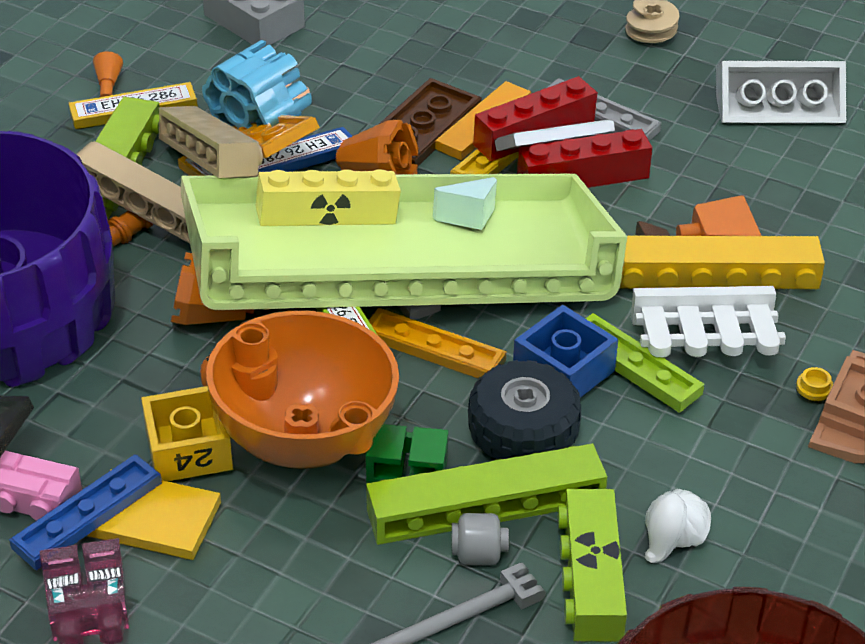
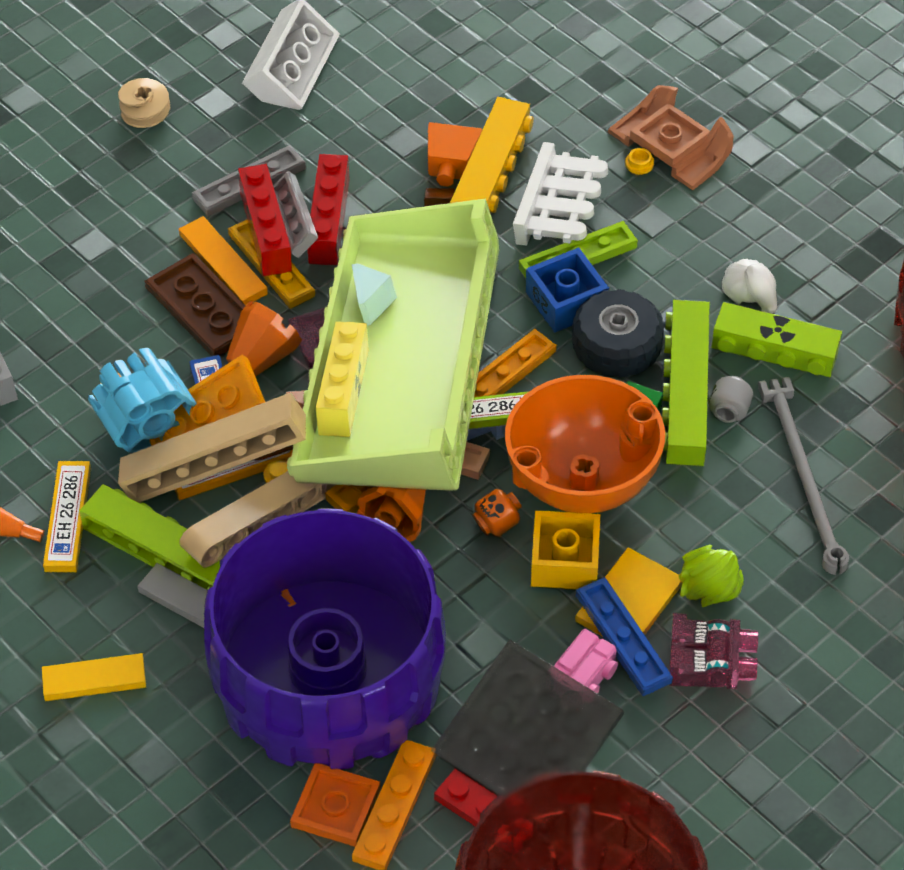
camera: 70 degrees left, 10 degrees up
(188, 564) = (711, 576): none -> lime hair

